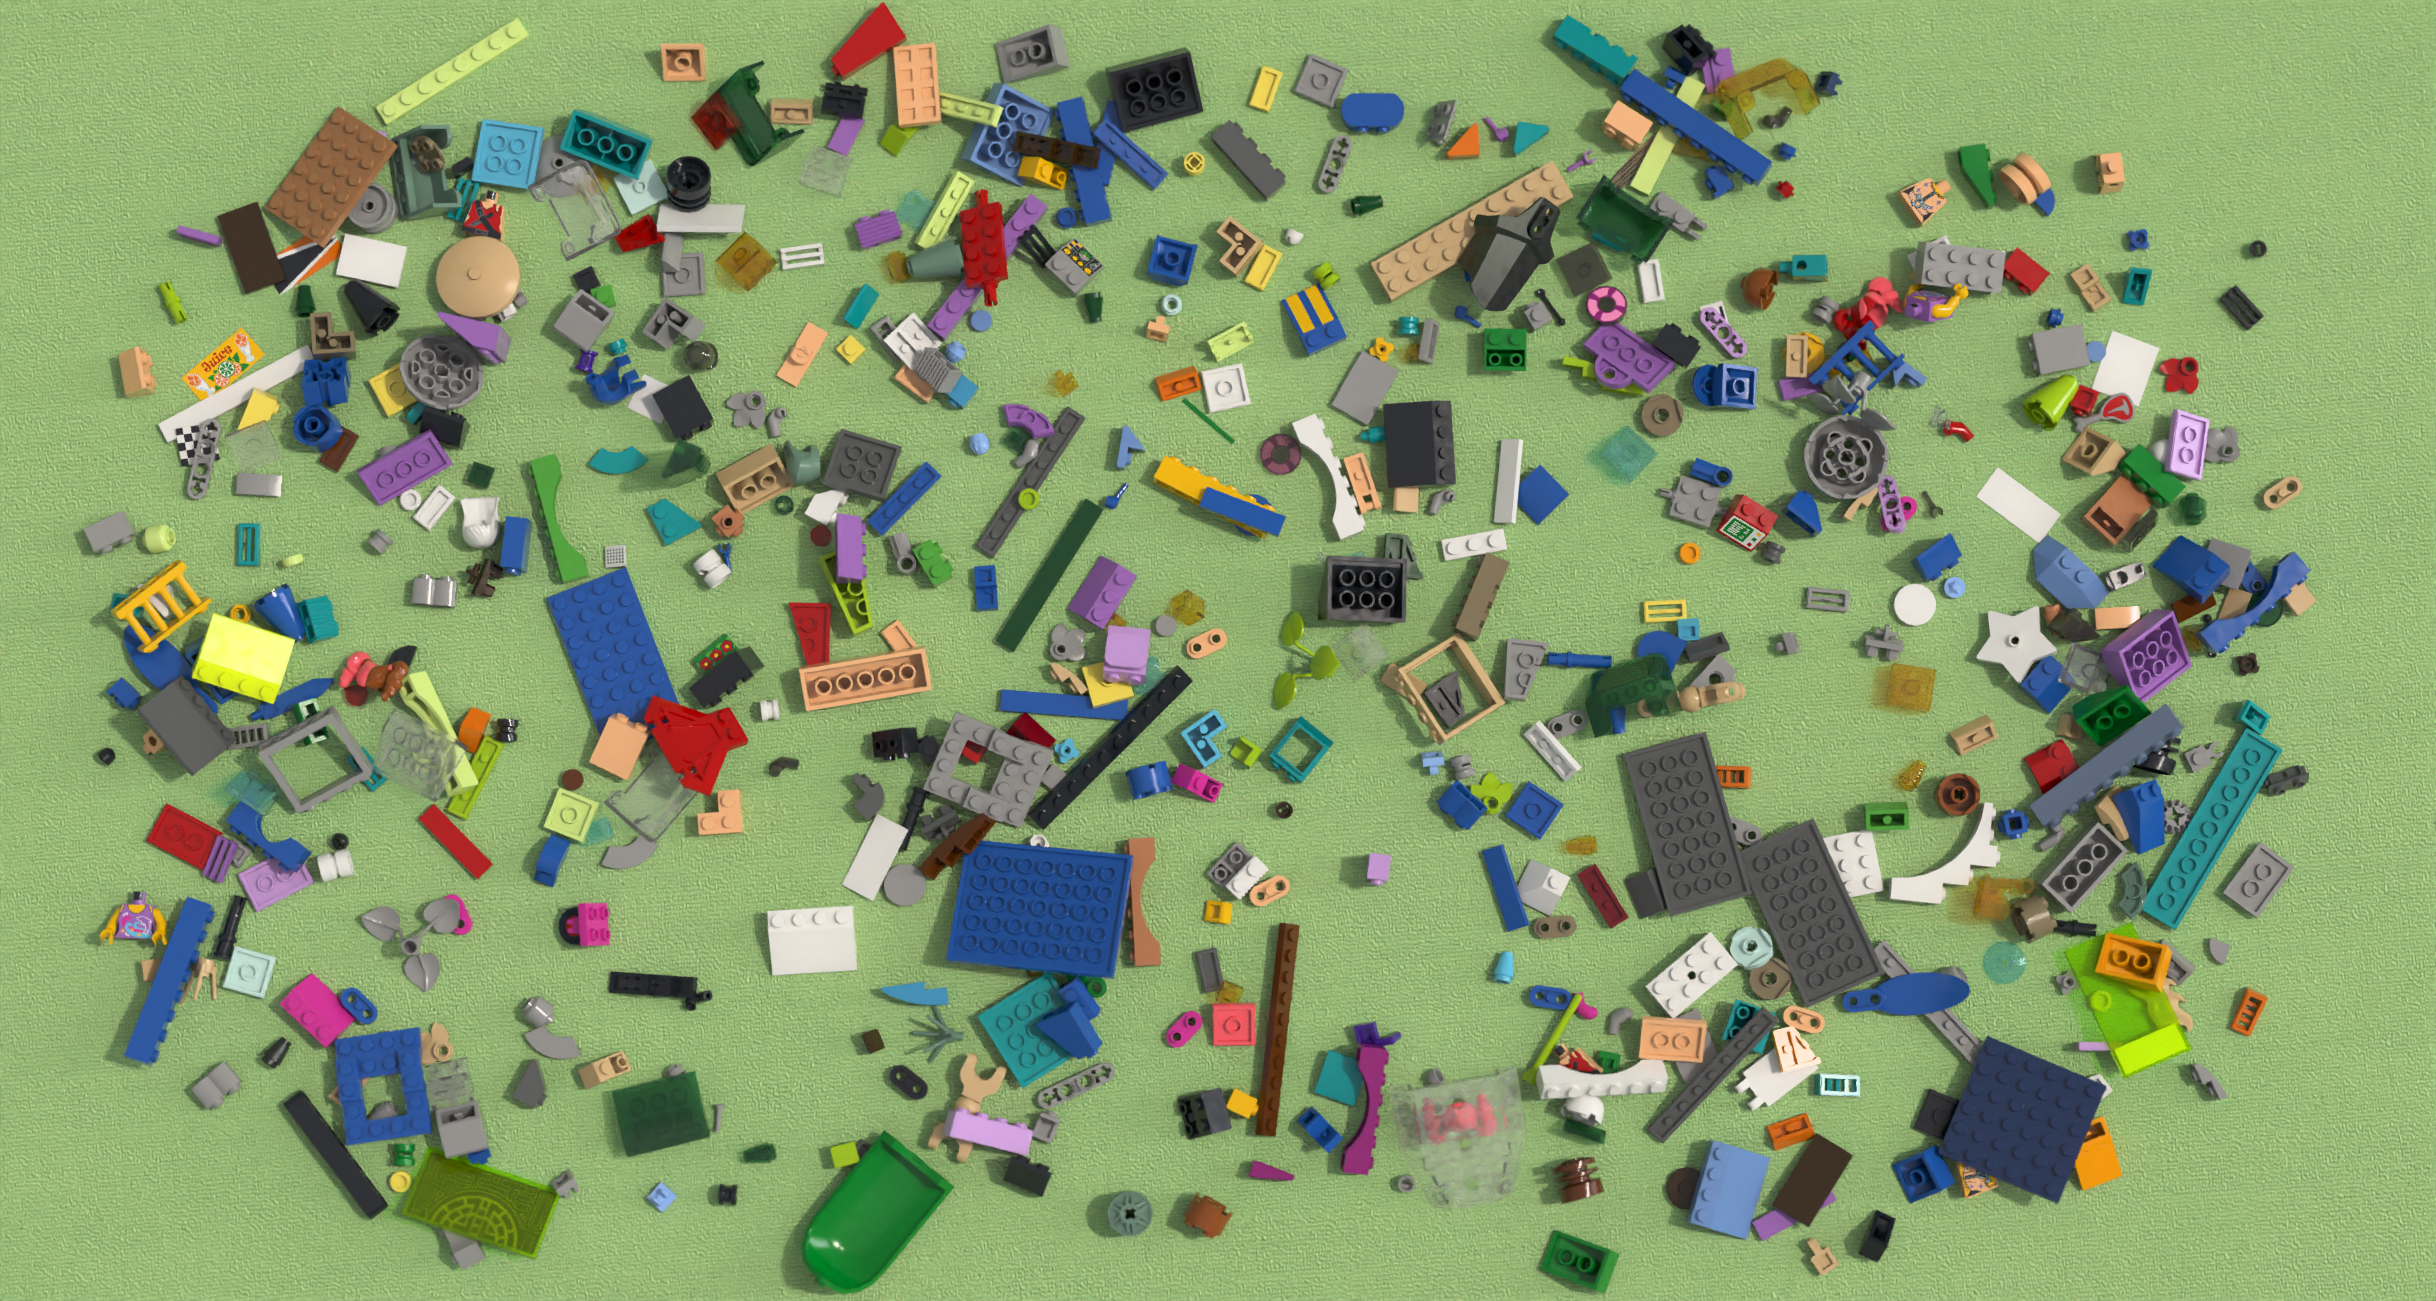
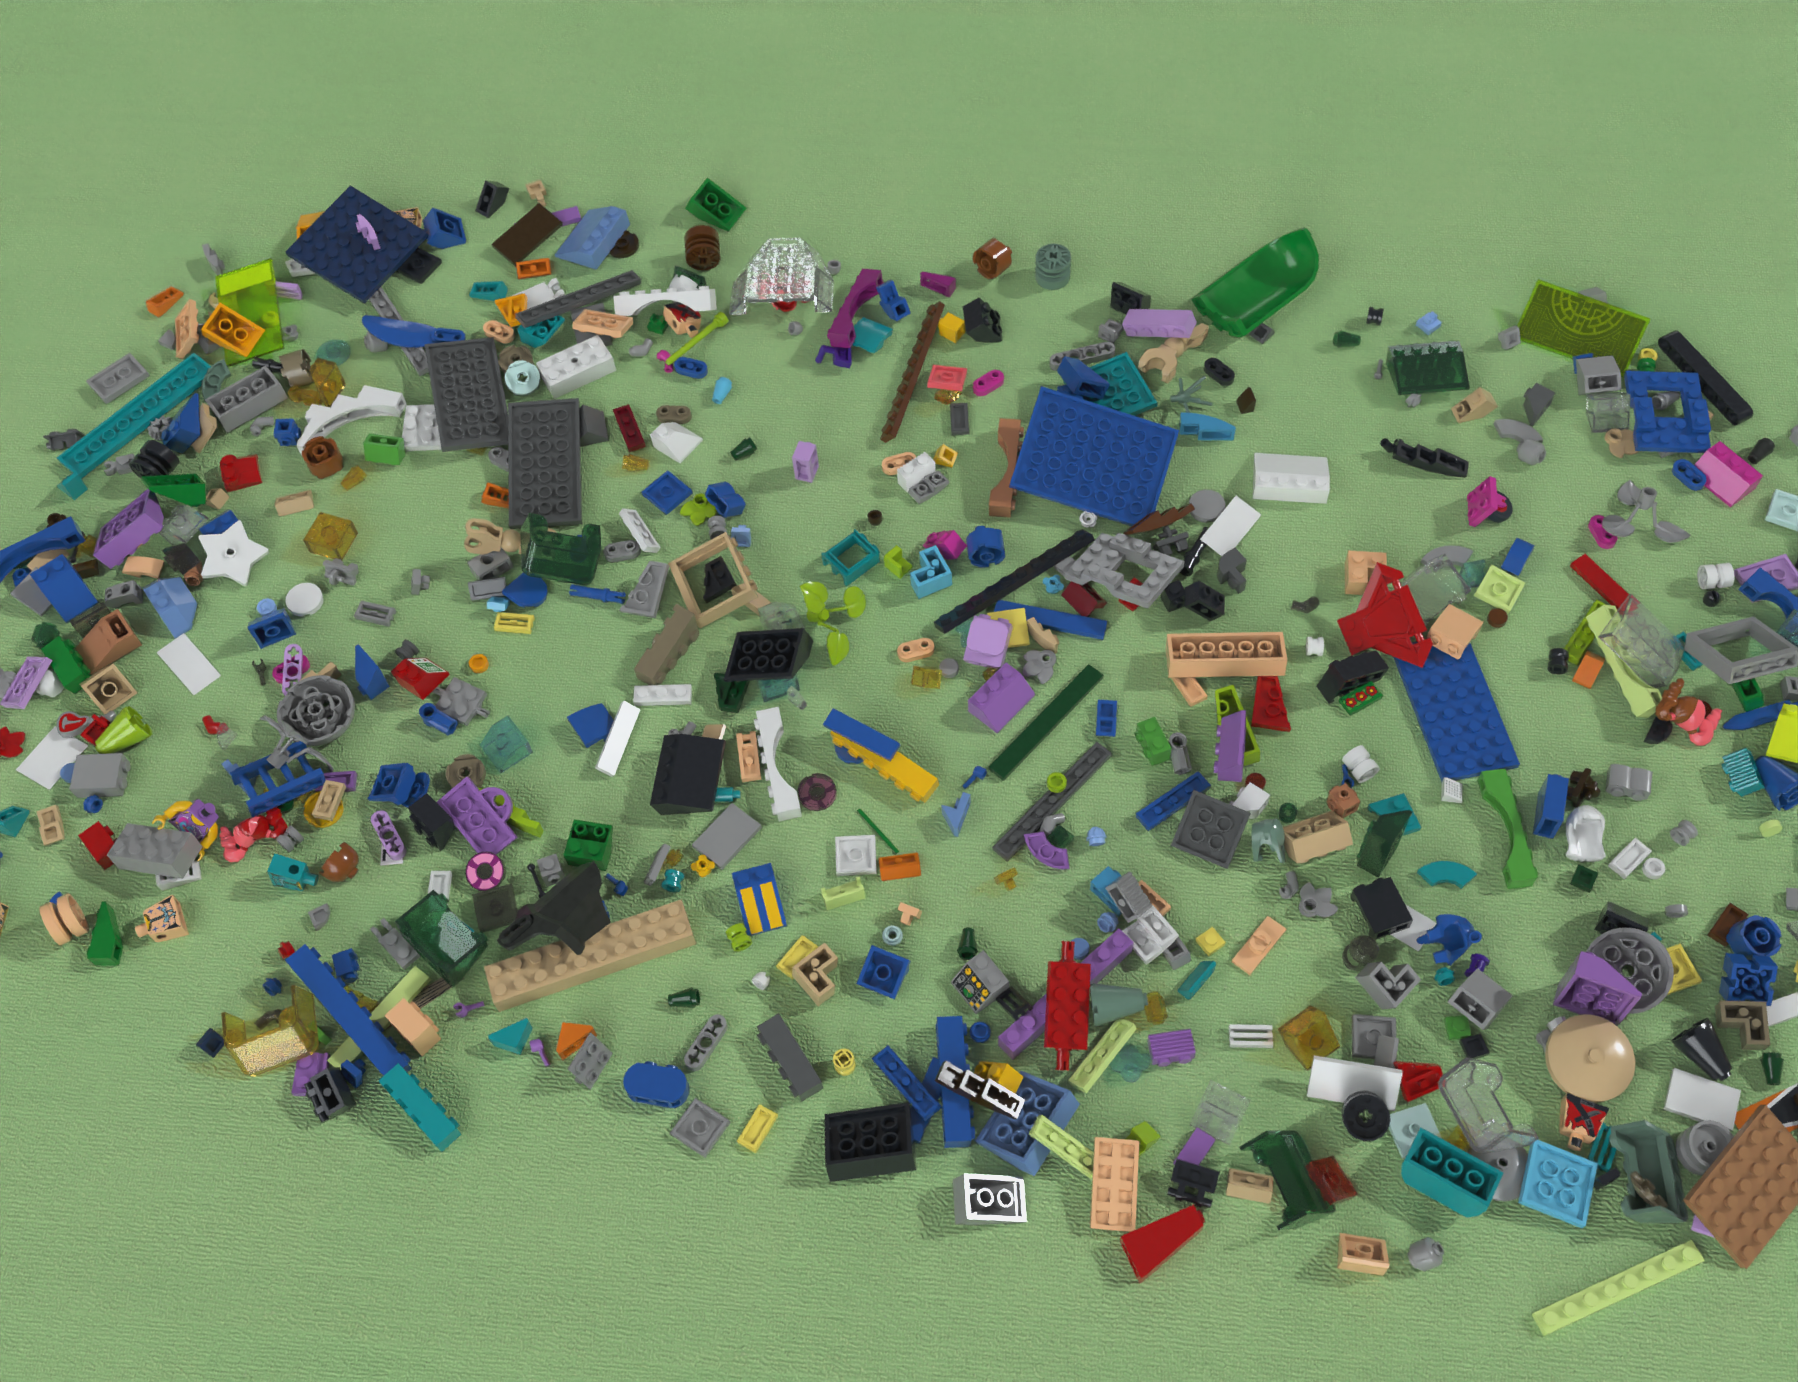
camera: 160 degrees left, 25 degrees down
(404, 467) = (1662, 891): medium lavender tile -> none
(627, 68) = (1425, 1254): none -> light grey head
(845, 1154) = (1277, 330): lime panel -> none
(1455, 886) = (743, 449): none -> dark green cone
(1505, 887) = (705, 442): blue tile -> none
(1766, 233) = (320, 916): none -> light grey tile
(2012, 1130) = (367, 231): none -> lavender slope
(2107, 766) = (192, 451): sand blue brick -> none
(2196, 960) = (186, 329): none -> light nougat plate

